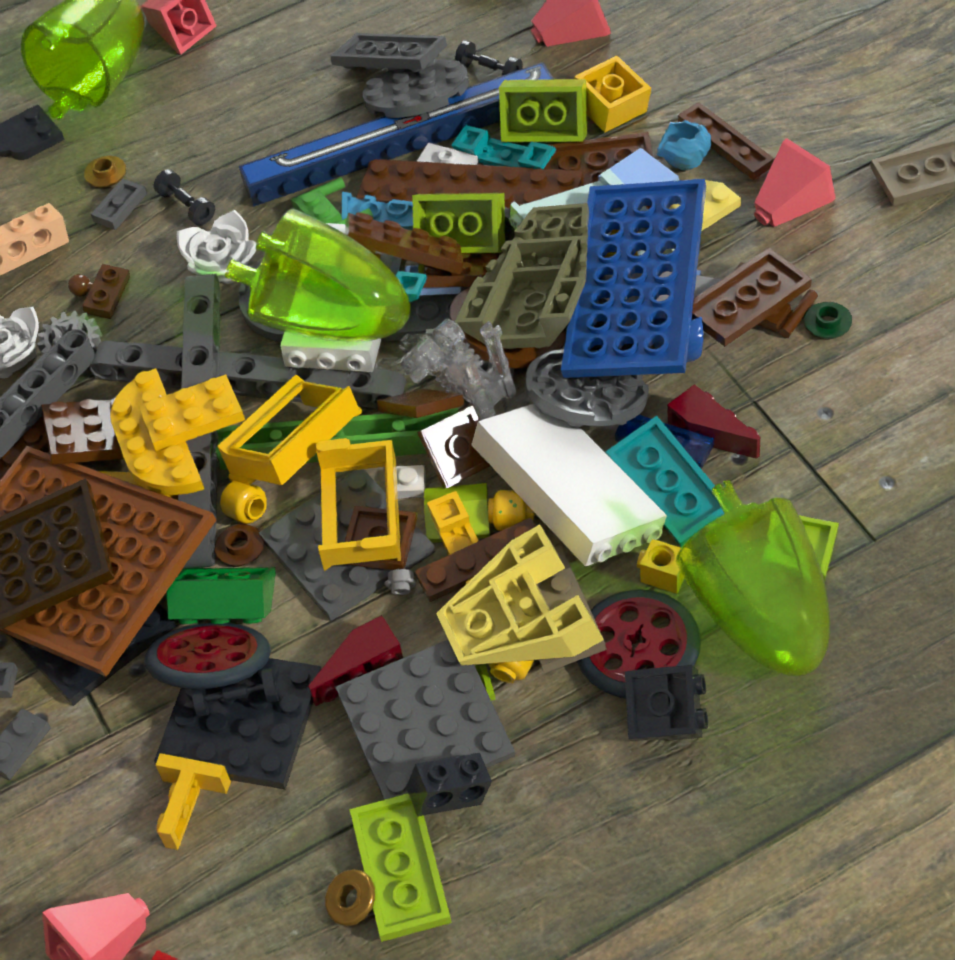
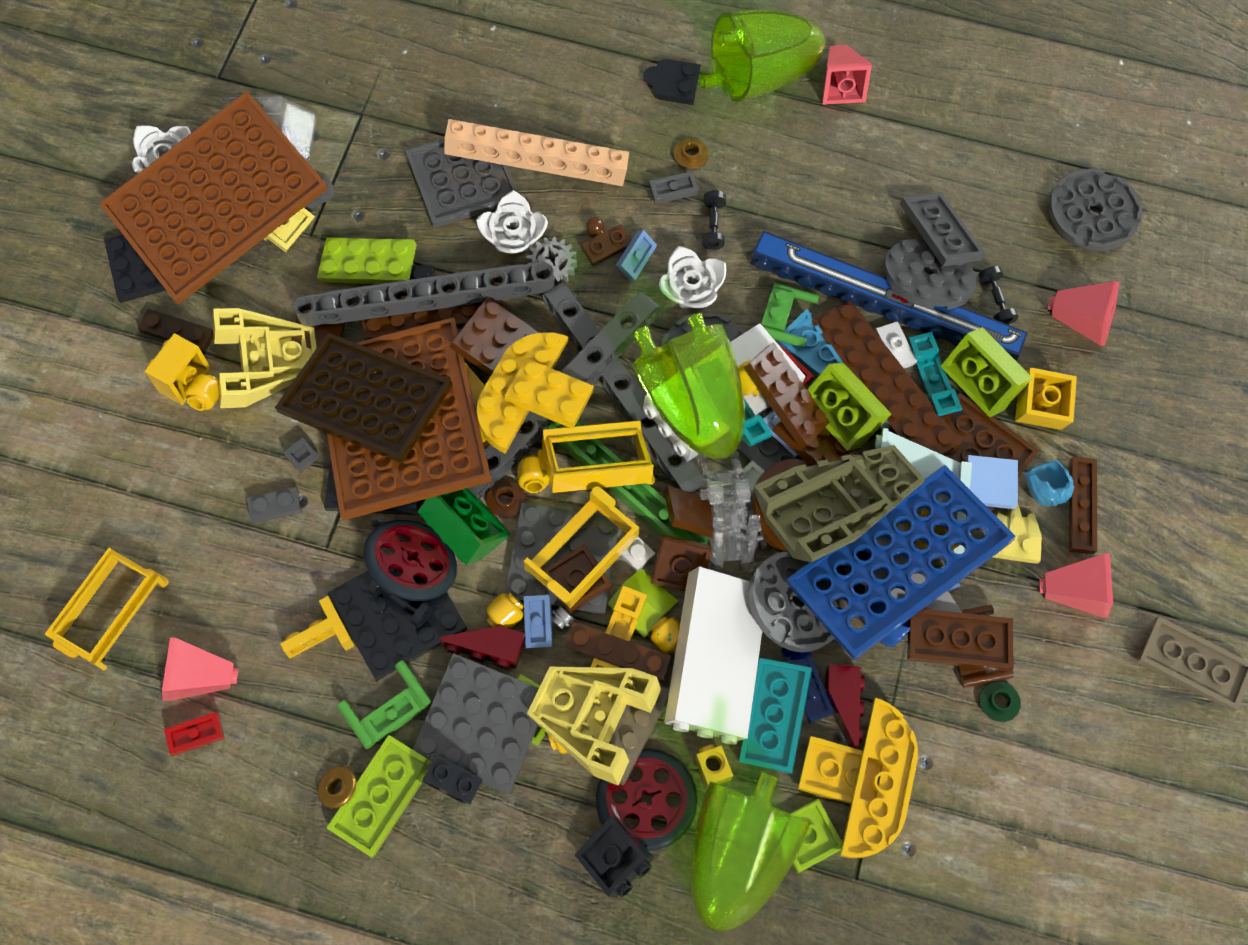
camera: 35 degrees right, 15 degrees up
(143, 274) = (636, 255): none -> plate
(332, 794) = (391, 714): none -> bright green plate
(341, 618) = (505, 611): none -> yellow head
(381, 599) = (538, 621): none -> medium blue plate
(800, 456) = (870, 780): none -> yellow plate

